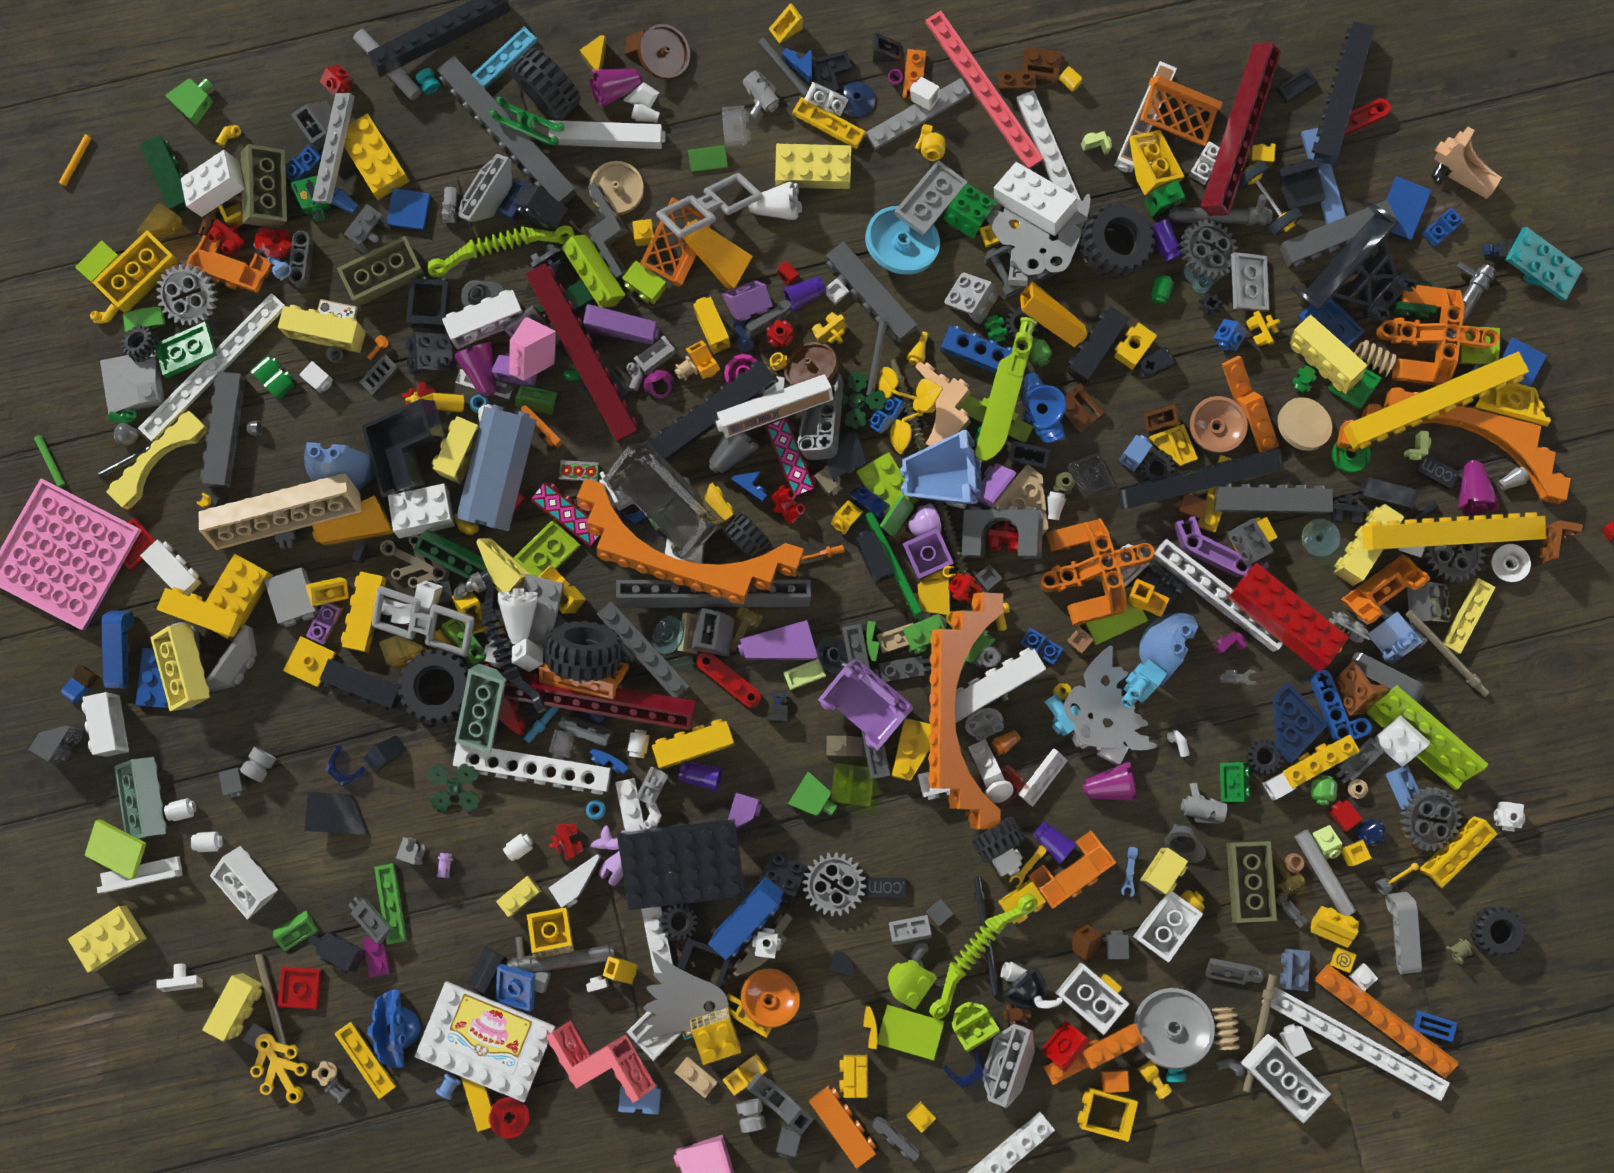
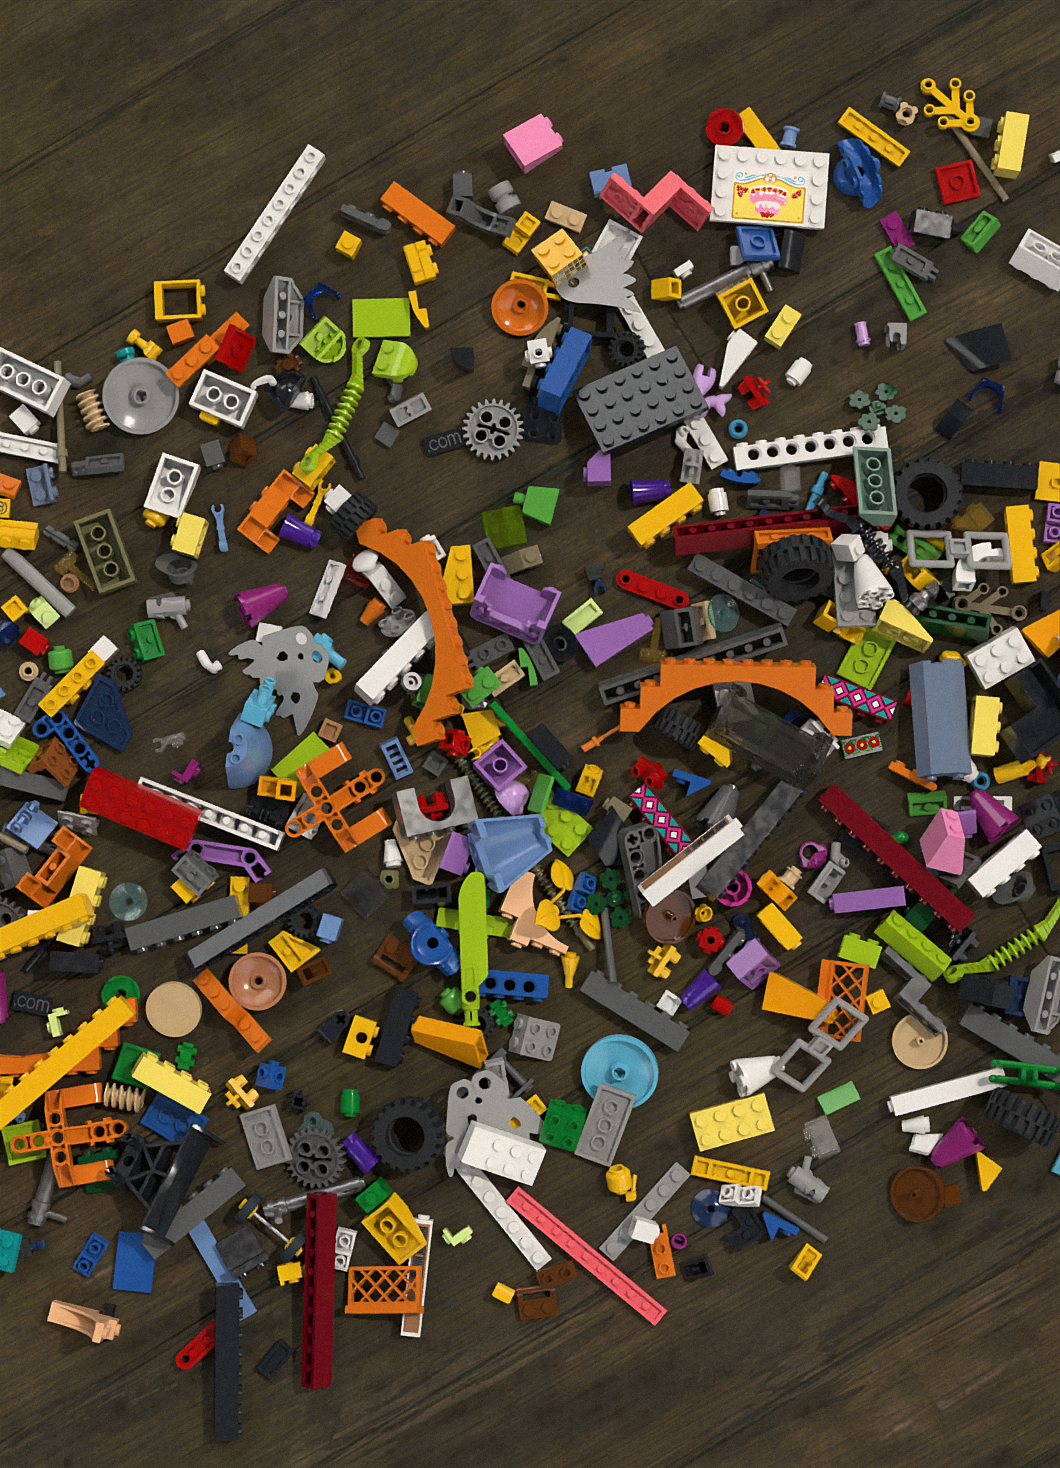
camera: 170 degrees right, 5 degrees up
(1025, 611) = (404, 772): none -> medium blue slope

